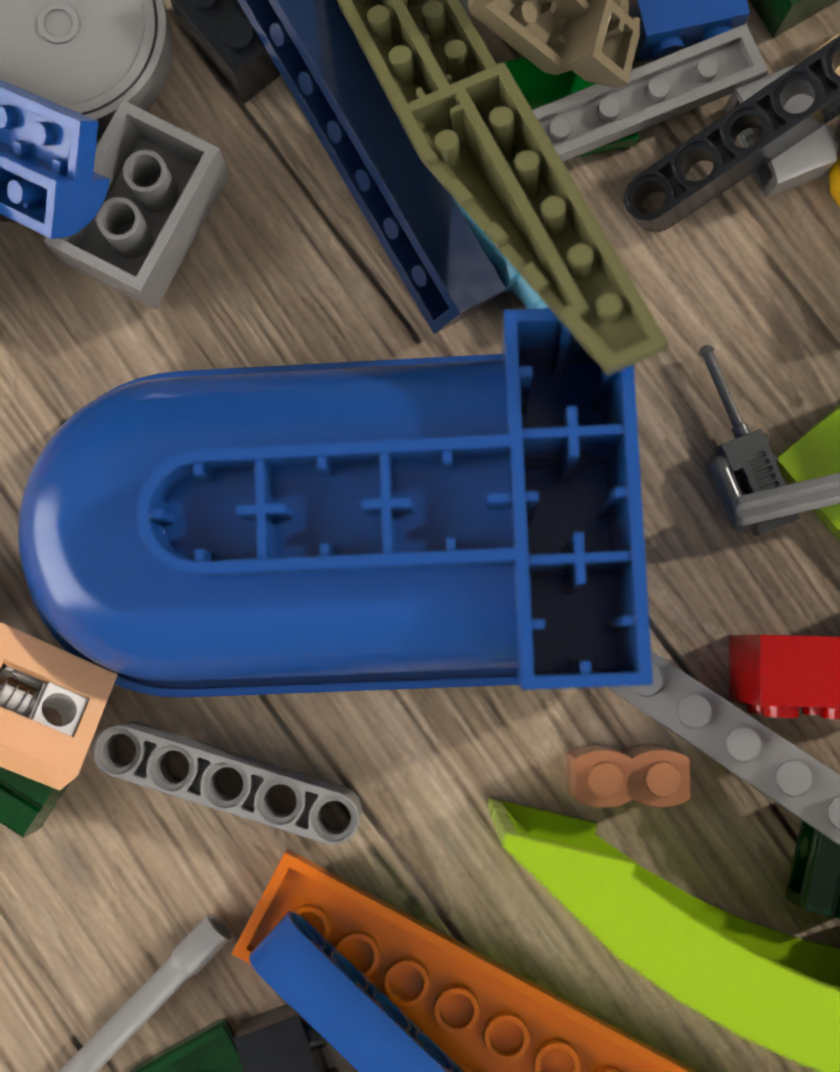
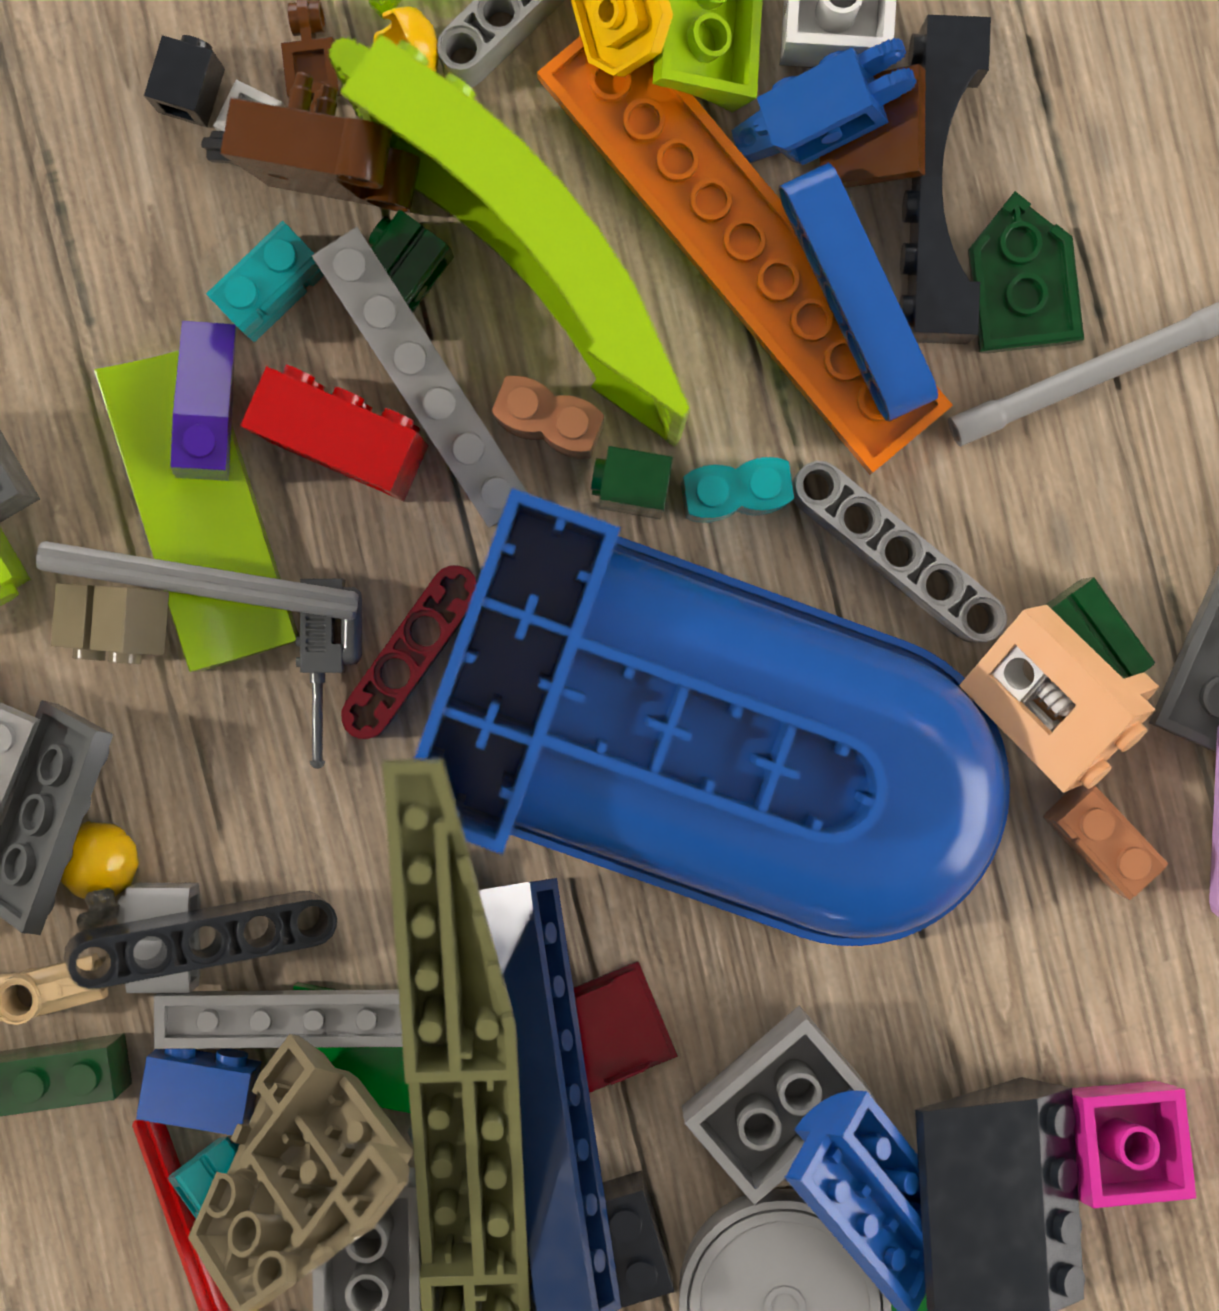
camera: 160 degrees left, 5 degrees up
(317, 222) = (620, 1027): none -> dark red piece
(399, 785) = (751, 489): none -> teal brick
(521, 745) = (632, 482): none -> dark green brick
(675, 493) = (406, 648): none -> dark red beam

